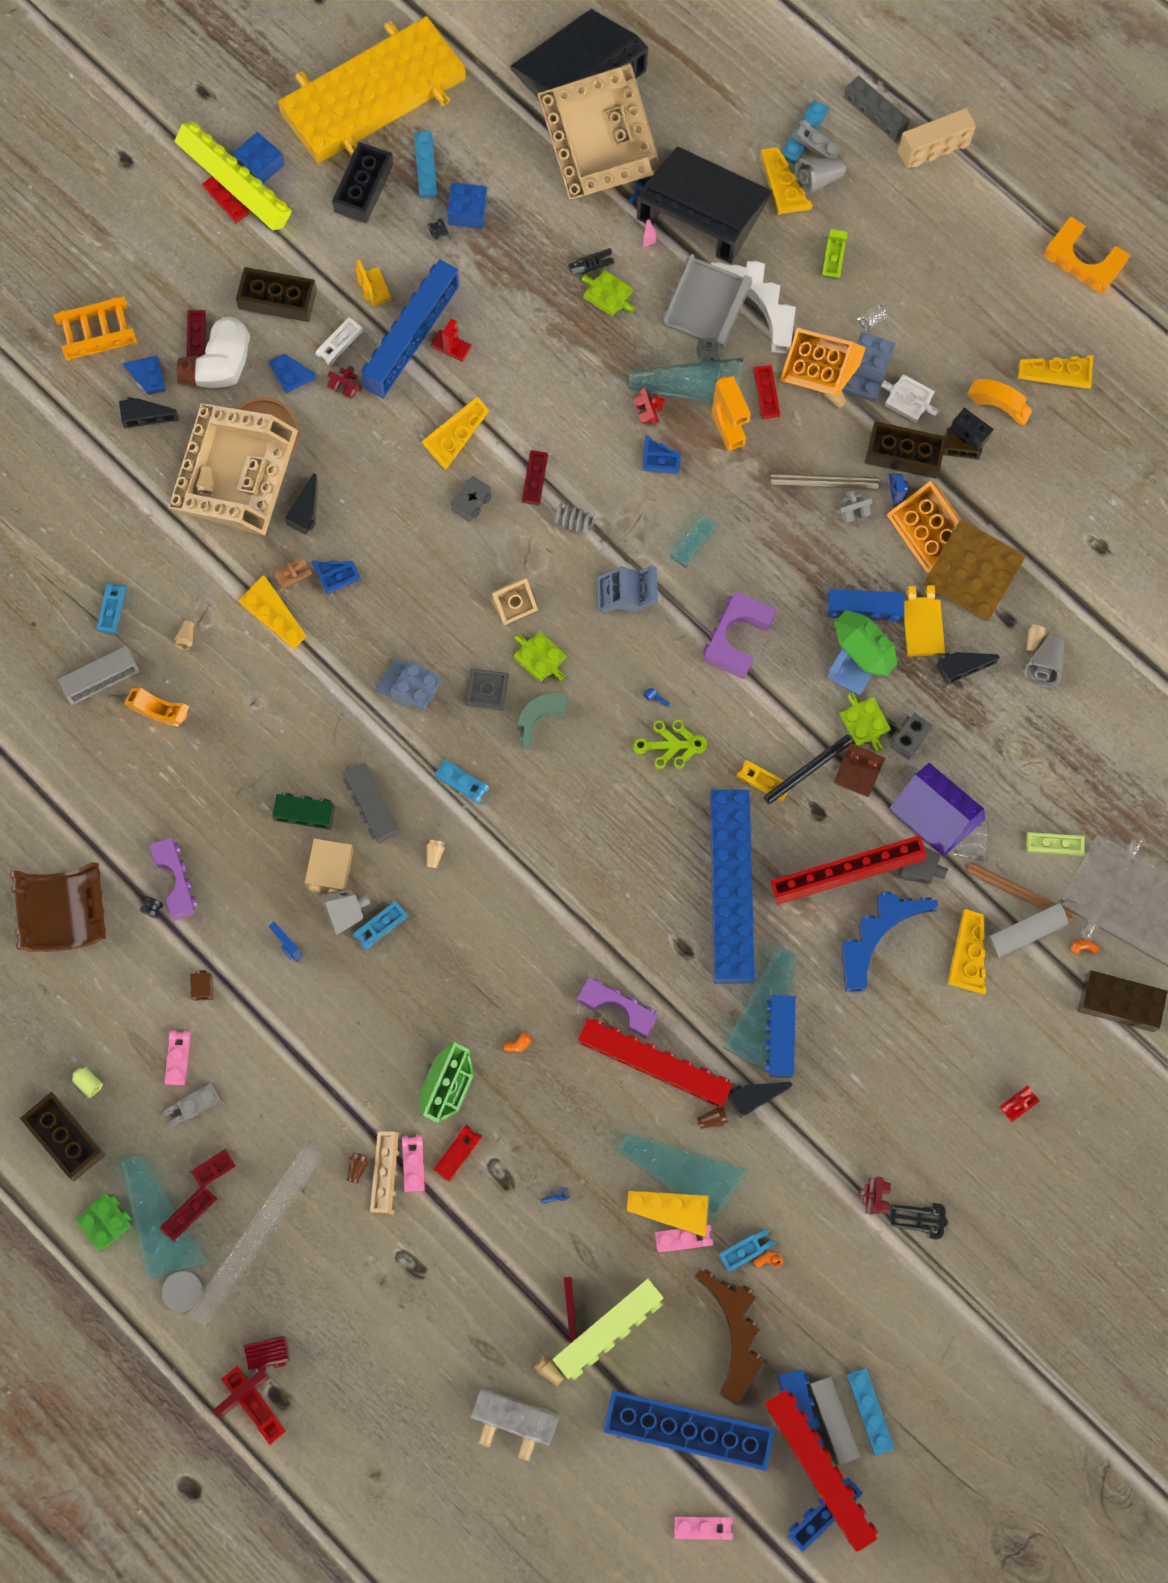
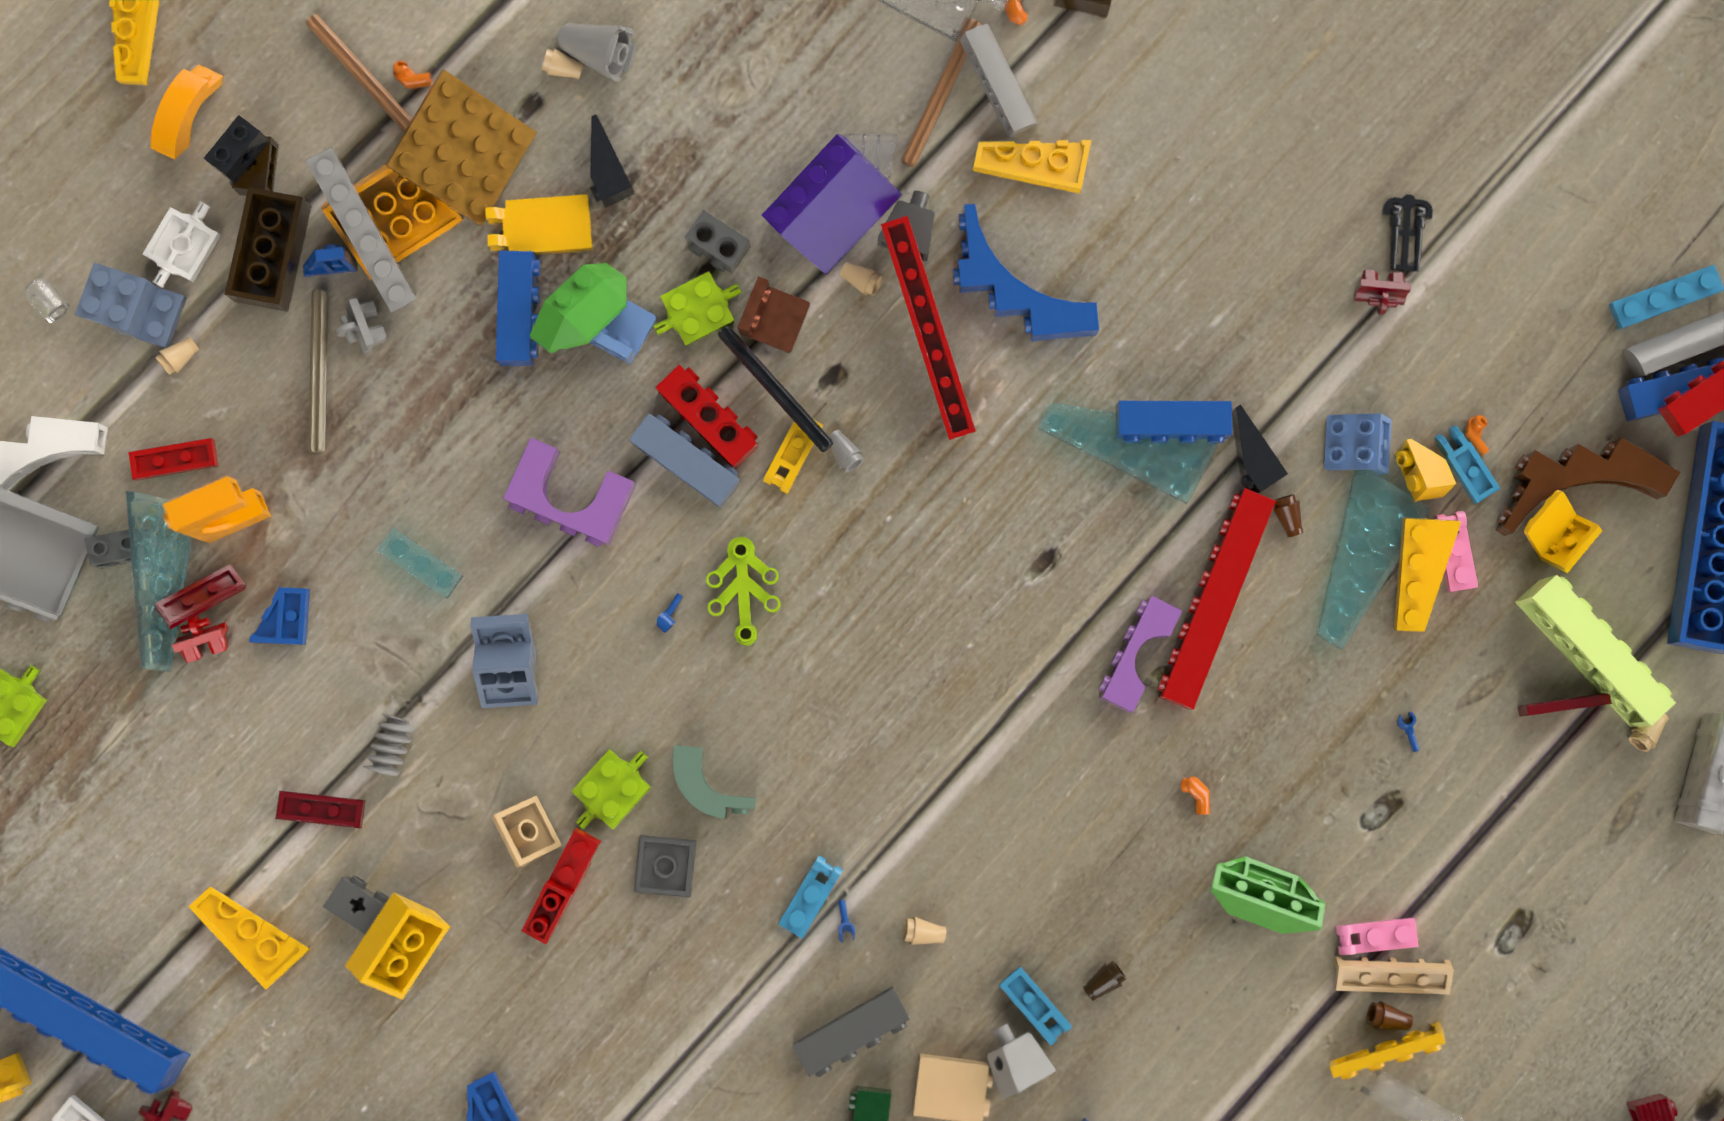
camera: 90 degrees left, 10 degrees up
(329, 1151) = (1388, 1050): none -> yellow wing
(394, 972) = (1104, 981): none -> dark brown cone
(409, 684) = (665, 985): sand blue bracket -> none
(441, 803) = (845, 925): none -> blue hand
(444, 519) = (397, 946): none -> yellow brick
(449, 343) = (96, 954): red bracket -> none
(457, 1153) = (1359, 874): red plate -> none
(477, 623) = (561, 886): none -> red slope
(676, 405) = (199, 596): none -> dark red tile
(696, 1311) = (1560, 533): none -> yellow bracket
(731, 887) = (955, 495): blue brick -> none
(741, 1217) = (1424, 471): none -> yellow slope
(759, 709) = (685, 460): none -> sand blue brick
(763, 815) = (845, 452): none -> light grey cone
(764, 1173) = (1358, 442): none -> medium blue bracket
(807, 703) = (672, 390): none -> red brick
(821, 362) = (128, 375): light orange slope -> none
(885, 832) = (862, 278): none -> tan cone
(917, 504) = (361, 229): none -> light grey brick
(1019, 1104) = (1246, 95): red hips -> none
(1026, 539) = (409, 78): none -> orange arm
(1030, 508) = (359, 71): none -> medium nougat axle
(1055, 844) = (868, 43): yellowish green tile -> none

